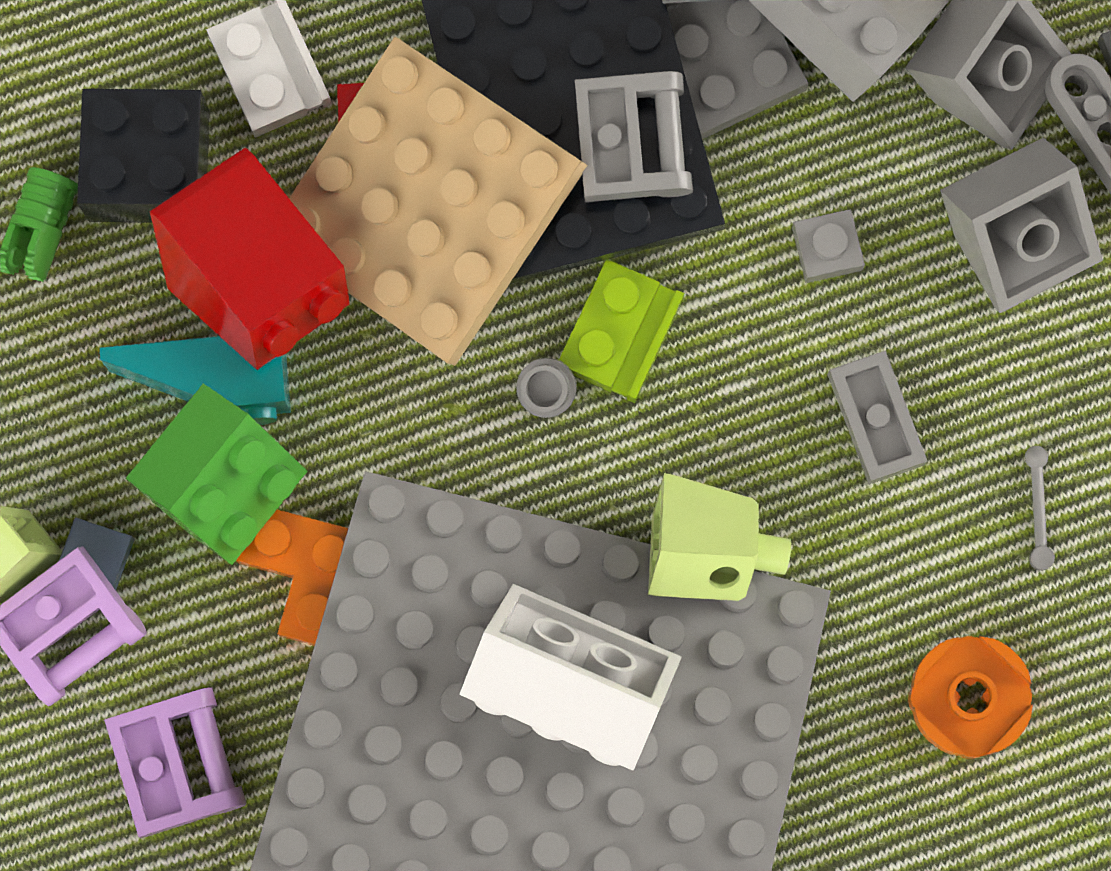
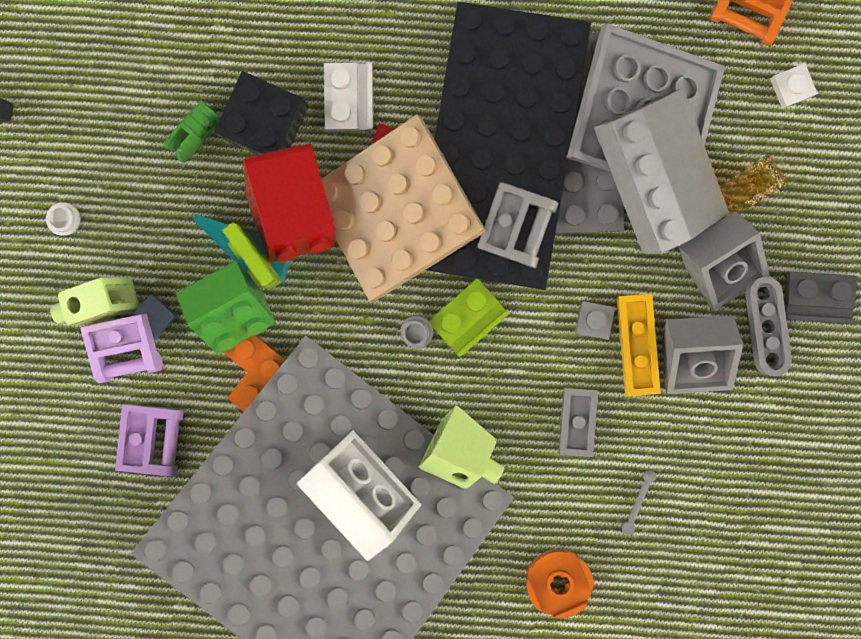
camera: 25 degrees right, 10 degrees up
(207, 355) = (245, 248): none -> lime plate
(916, 252) = (638, 345): none -> yellow plate

